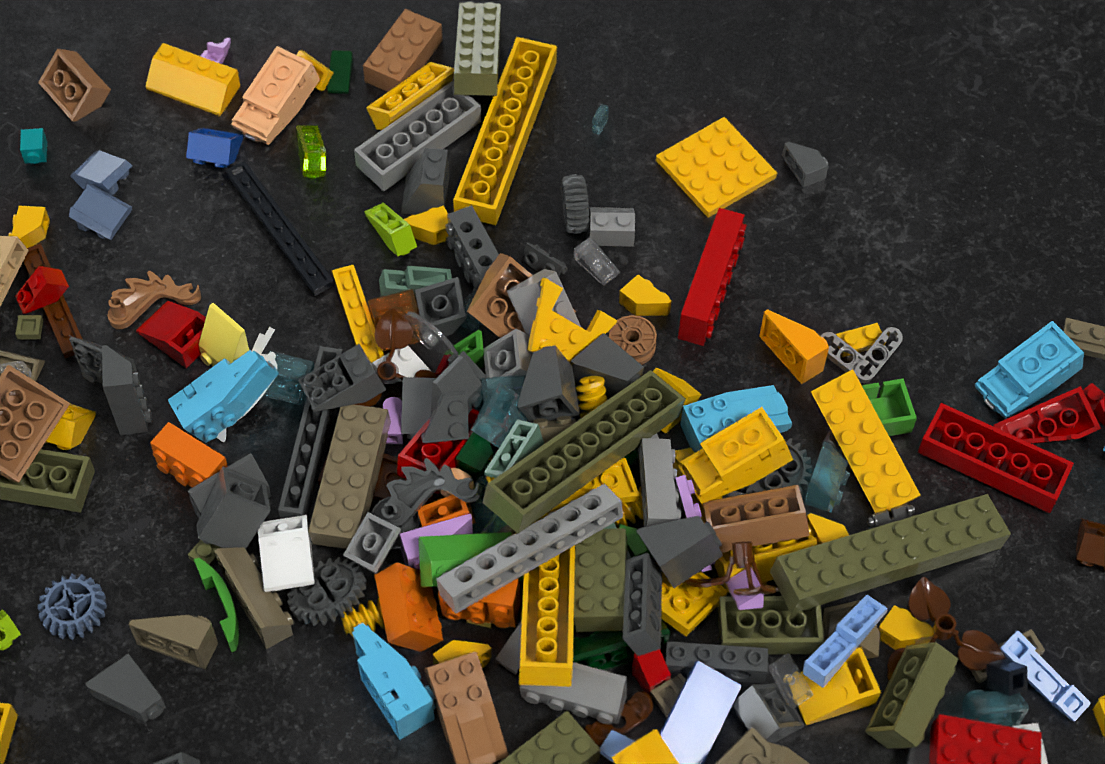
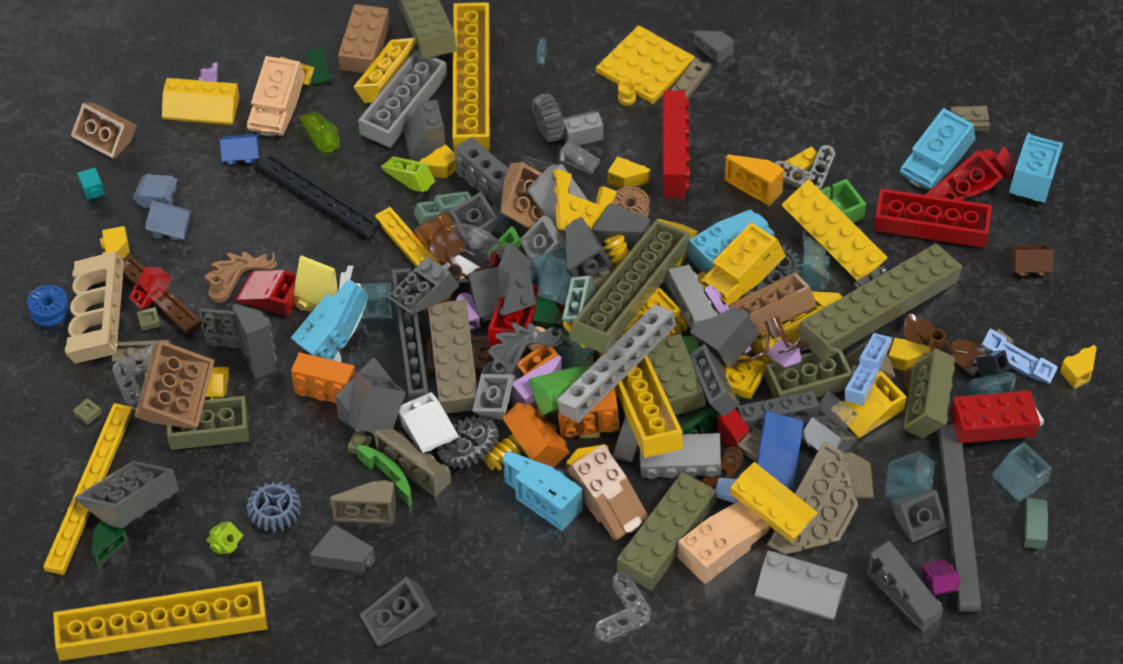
camera: 15 degrees left, 5 degrees down
(680, 196) = (626, 92): none -> yellow wheel
(763, 199) = (692, 78): none -> dark tan plate

